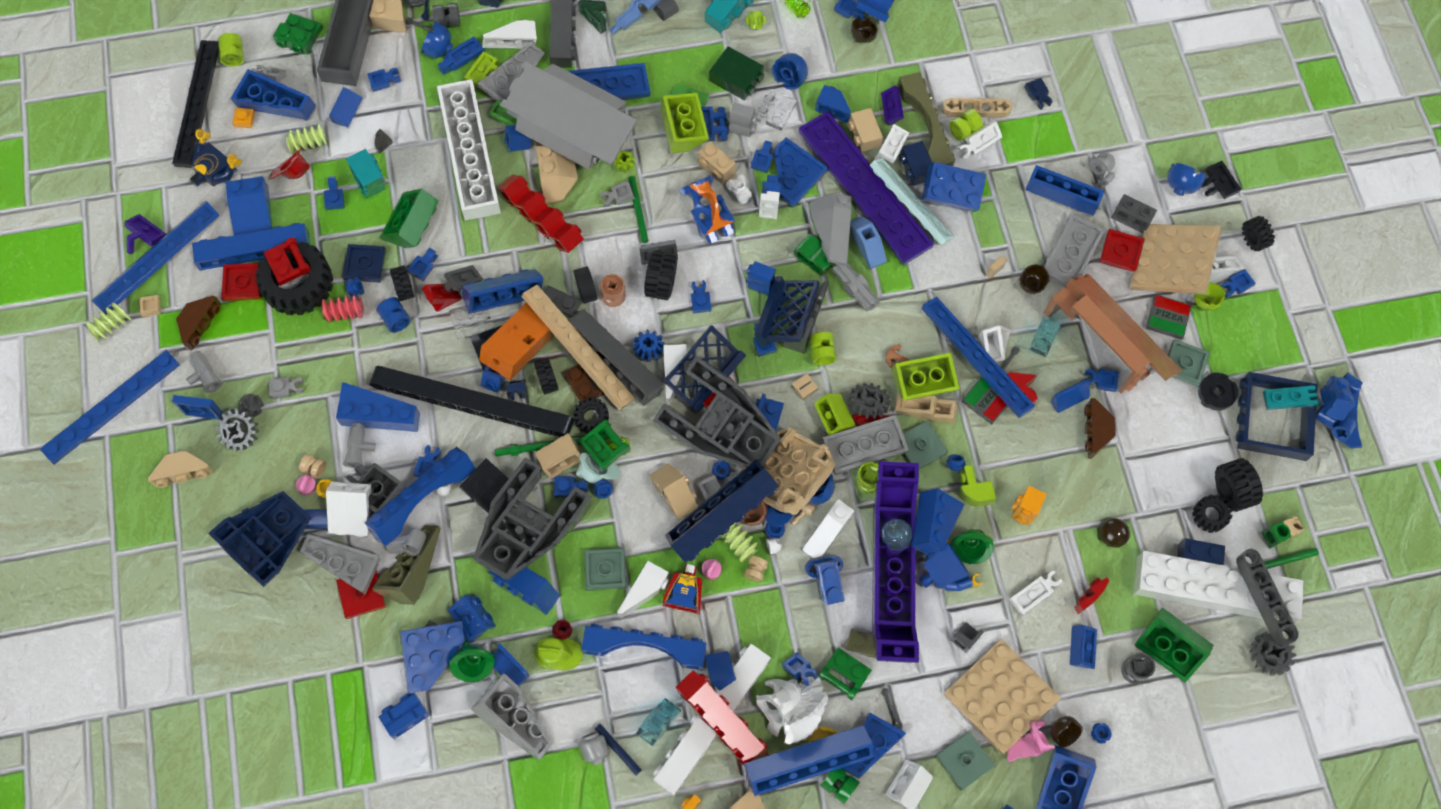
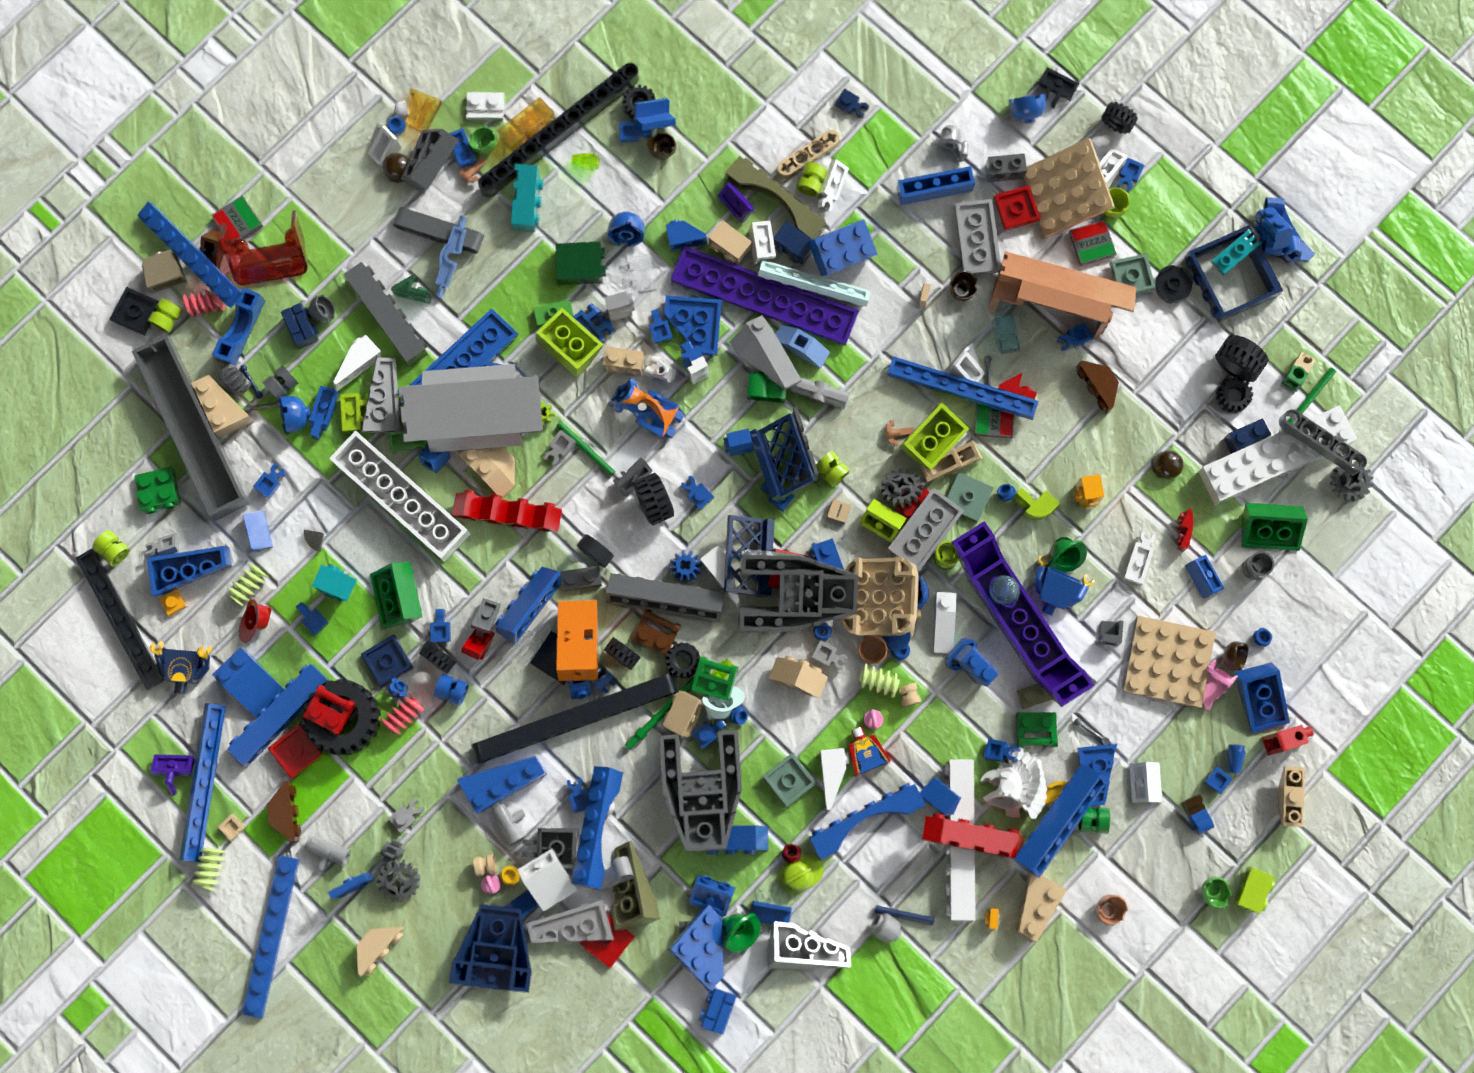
camera: 30 degrees left, 10 degrees up
(484, 484) = (641, 779): black plate -> none
(578, 347) = (630, 610): tan plate -> none
(613, 290) = (621, 539): nougat wheel -> none
(658, 722) = (921, 871): clear light blue slope -> none
(721, 511) = (853, 669): dark blue brick -> none
(755, 19) = (559, 199): lime gear -> none
(773, 545) = (909, 666): white hinge -> none
(935, 520) = (1026, 557): blue wedge -> none
(965, 760) = (1175, 732): sand green plate -> none
(1071, 396) = (1060, 370): blue slope -> none

